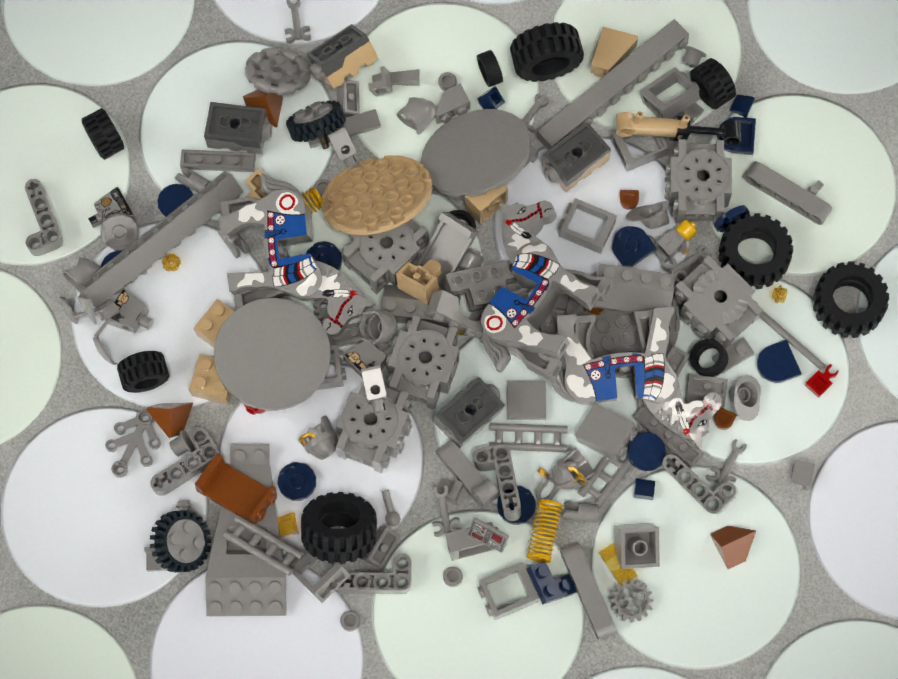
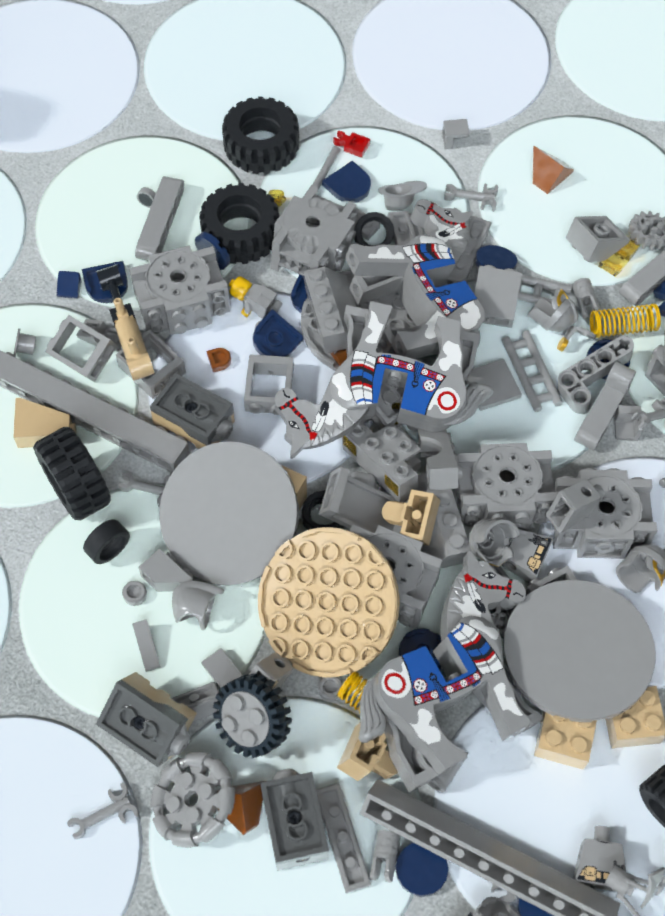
camera: 115 degrees left, 10 degrees down
(171, 258) = (510, 832): clear yellow plate -> none
(381, 83) = (162, 667): light grey panel -> none
(469, 412) = (539, 422): dark grey piece -> none
(491, 99) = (144, 534): dark blue slope -> none
(644, 489) = (533, 254): dark blue slope -> none
(650, 215) = (232, 329): light grey piece -> none
(678, 269) = (283, 290): light grey bar -> none
(696, 481) = (517, 192): light grey beam -> none
(714, 83) = (53, 304): black tyre -> none

